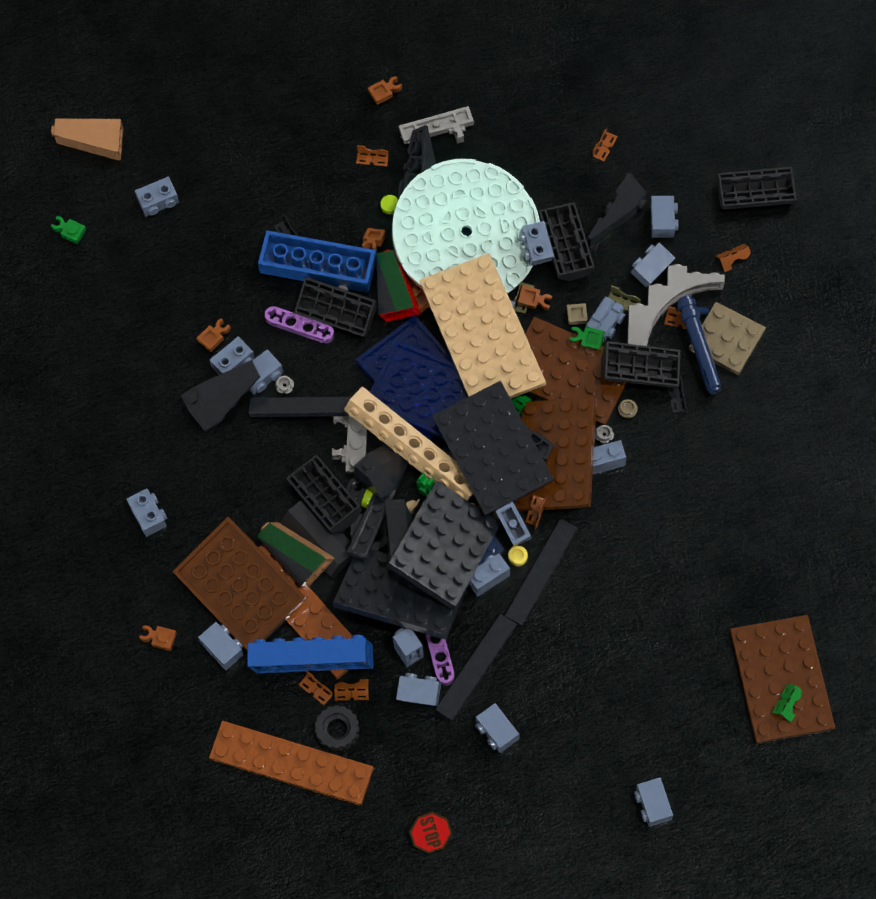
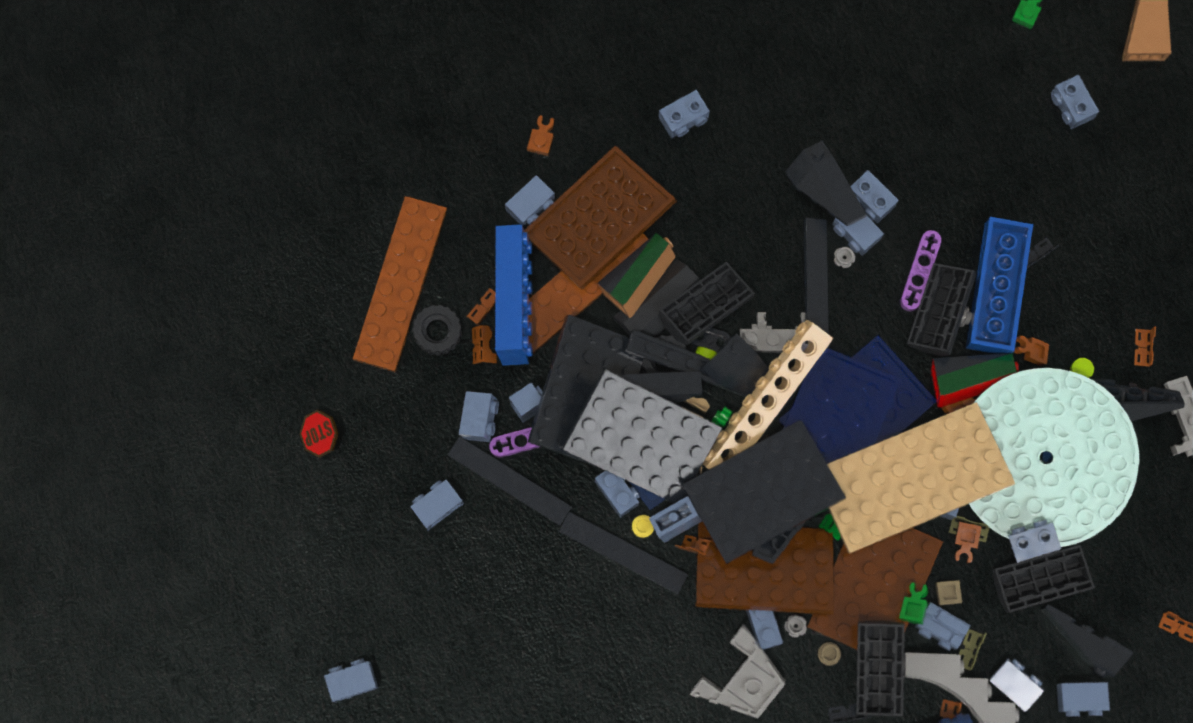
camera: 85 degrees right, 10 degrees up
(212, 337) = (899, 173): dark orange plate -> none
(656, 468) = (753, 683): none -> light grey wing

